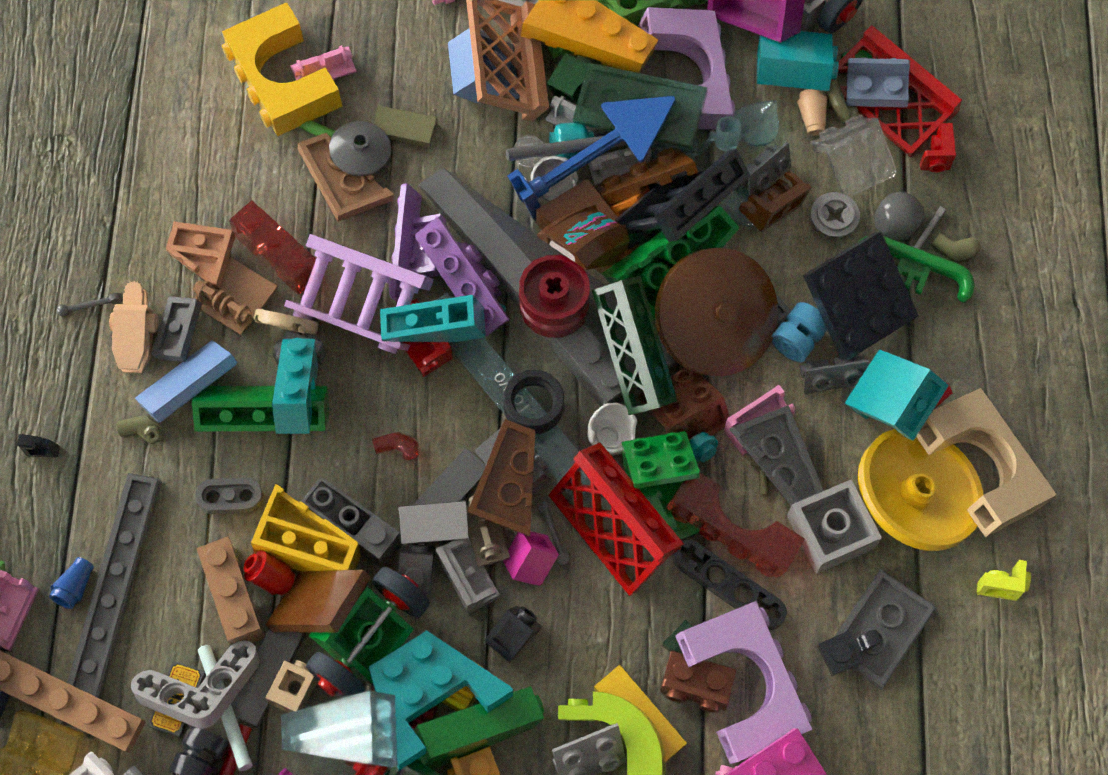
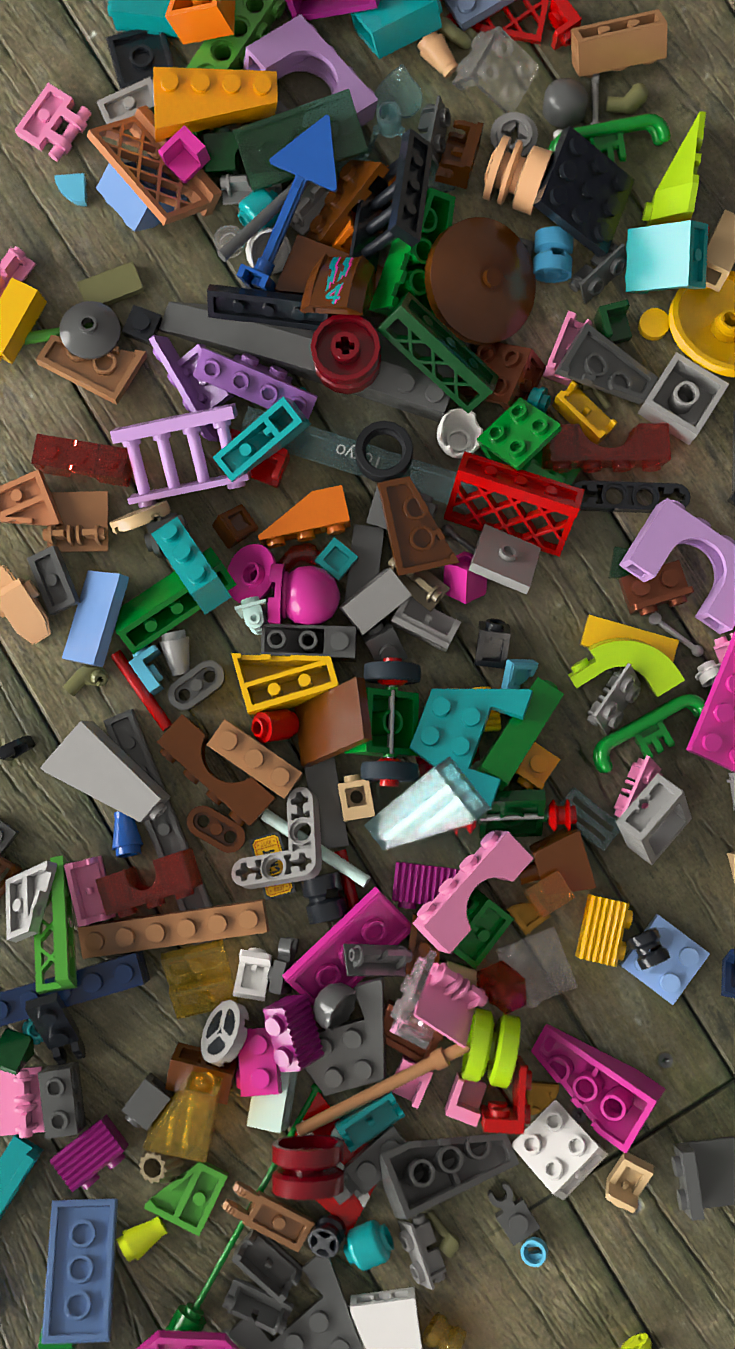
camera: 25 degrees left, 15 degrees up
(33, 631) = (125, 891): none -> clear red arch
(95, 516) = (105, 772): none -> light grey slope
(152, 633) = (217, 829): none -> reddish brown plate
(180, 470) = (142, 692): none -> red bar
(195, 453) = (150, 674): none -> medium azure bracket
(195, 619) = (187, 745): none -> reddish brown arch
(234, 454) = (176, 651): none -> light grey cone
(321, 462) = (253, 612): none -> light aqua hinge
(345, 431) = (251, 572): none -> dark pink dish
(363, 383) = (234, 526): none -> reddish brown slope
(373, 476) = (303, 596): none -> dark pink tile
(407, 170) = (142, 324): none -> black plate
(427, 466) = (336, 559): none -> teal tile
(431, 32) = (73, 187): none -> medium azure tile
(434, 416) = (315, 514): none -> orange slope
(509, 214) = (260, 307): none -> black fence
(519, 673) = (517, 672): none -> medium azure tile
(535, 58) = (184, 154): none -> dark pink panel
(575, 562) = (505, 559): none -> light grey plate
(679, 711) = (656, 619): none -> light grey hinge
(737, 485) = (583, 411): none -> yellow hinge
(808, 241) = (516, 174): none -> light nougat wheel
(817, 423) = (613, 321): none -> dark green panel
(852, 448) = (653, 324): none -> yellow tile
(948, 344) = (678, 189): none -> lime wedge
(977, 195) = (619, 43): none -> medium nougat brick

